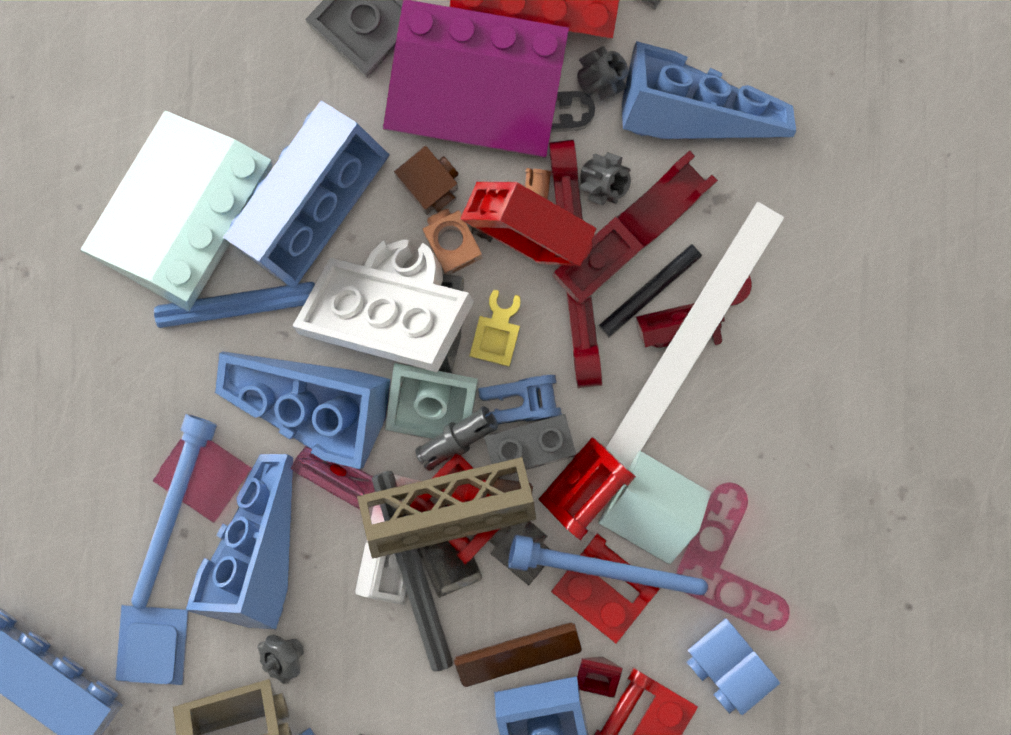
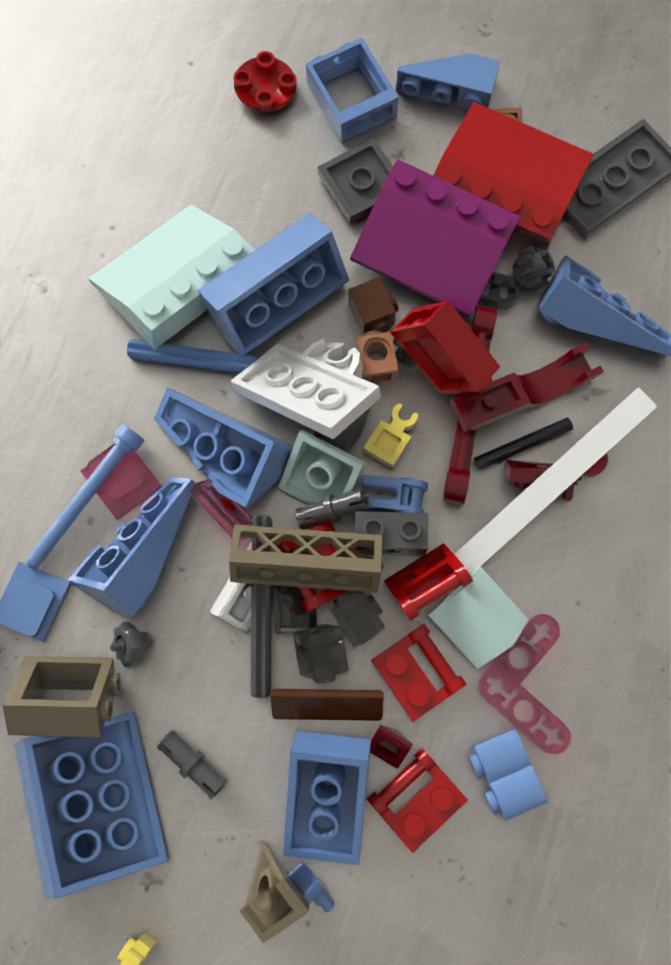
camera: 15 degrees right, 10 degrees down
(494, 602) = (321, 652): none -> clear smoke brick
(526, 554) = (362, 619): medium blue piece -> none
(605, 178) = (513, 345): dark grey gear -> none

